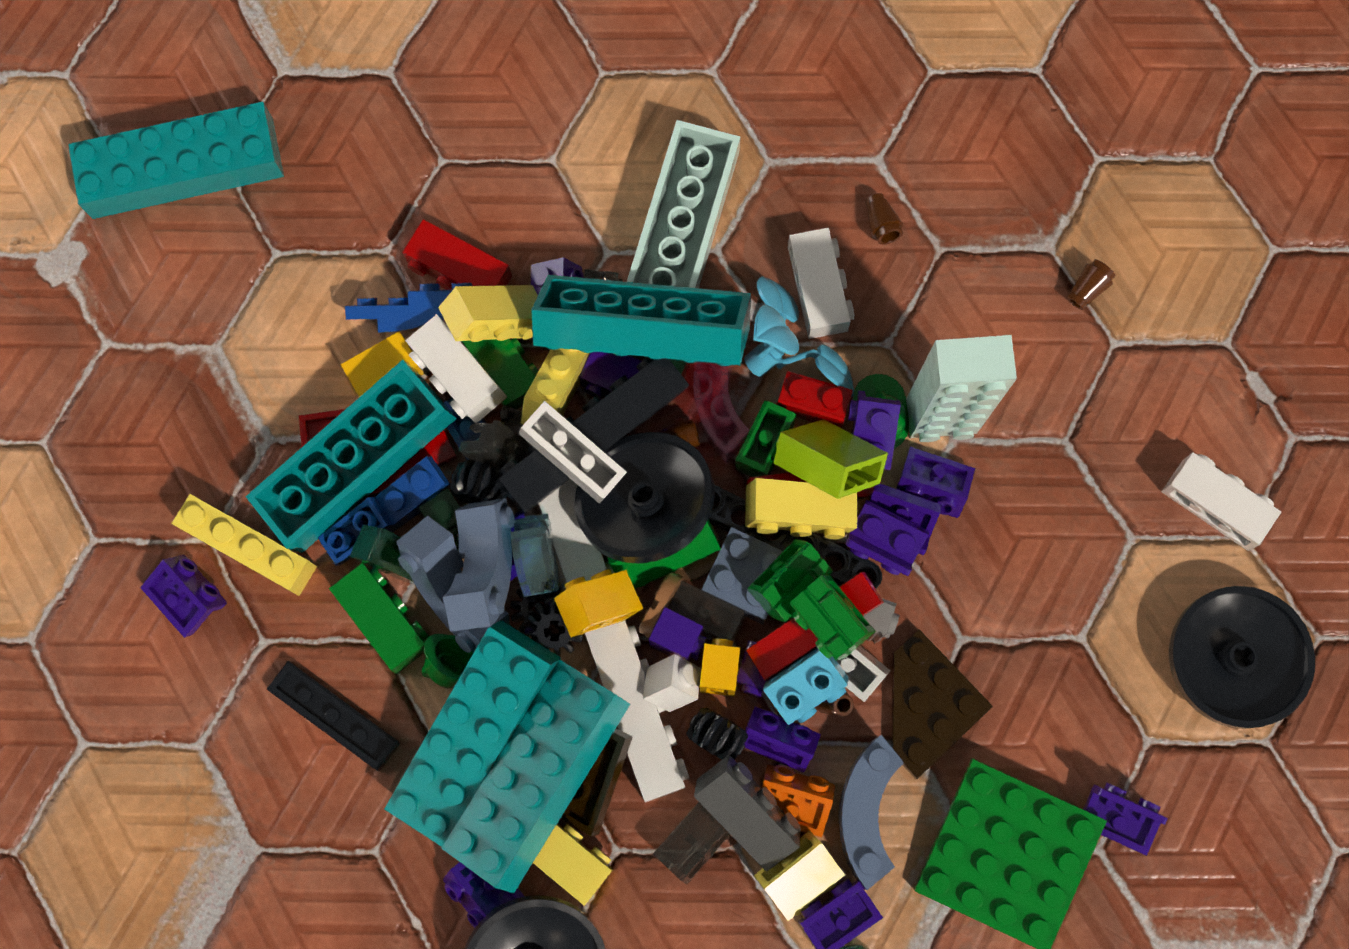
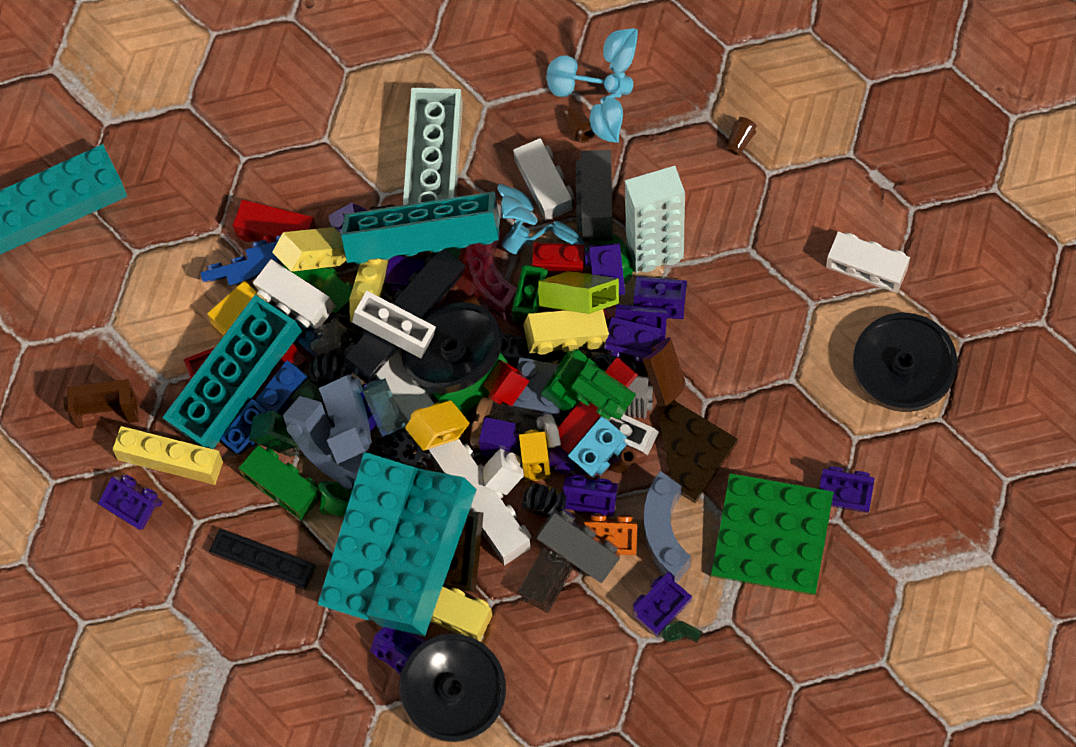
camera: 10 degrees left, 10 degrees down
(205, 454) = (101, 398): none -> reddish brown panel
(704, 563) = (505, 383): none -> red brick
(747, 632) = (551, 431): none -> light grey arm
(800, 877) = (626, 582): brick -> none
(882, 323) = (594, 195): none -> dark grey brick
(918, 597) = (664, 372): none -> reddish brown slope
(962, 136) = (607, 116): none -> medium azure plant

